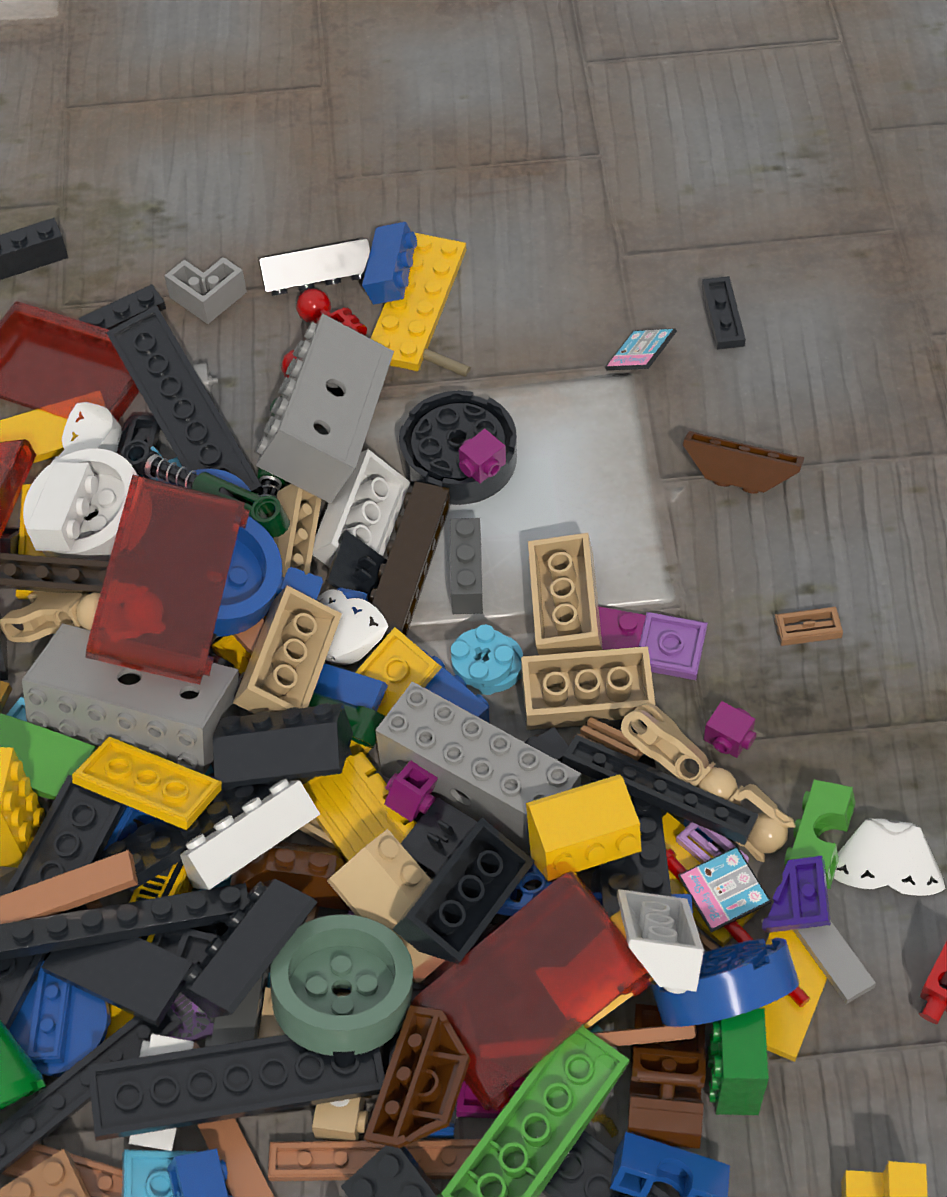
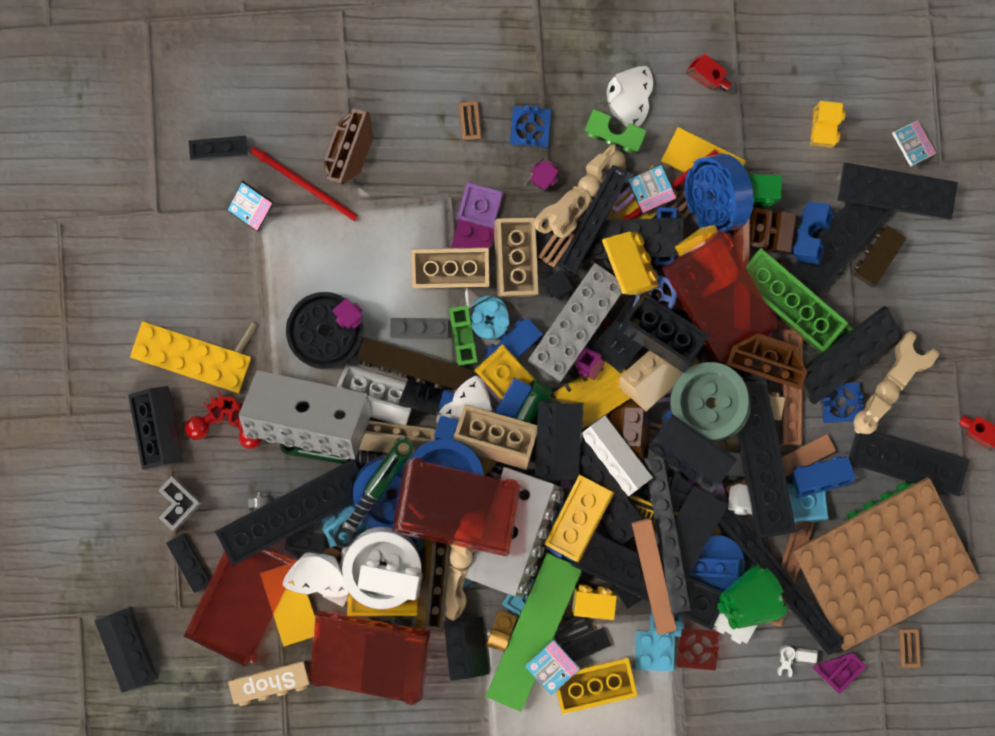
camera: 90 degrees left, 30 degrees up
(389, 263) = (165, 373): blue brick -> none
(435, 629) = (463, 336): none -> bright green arch
(663, 938) = (707, 223): white slope -> none
(716, 368) = (263, 157): none -> red bar
(790, 732) = (545, 114): none -> blue piece
(800, 897) = (660, 146): dark purple wing -> none
(836, 961) = (688, 134): light grey tile -> none

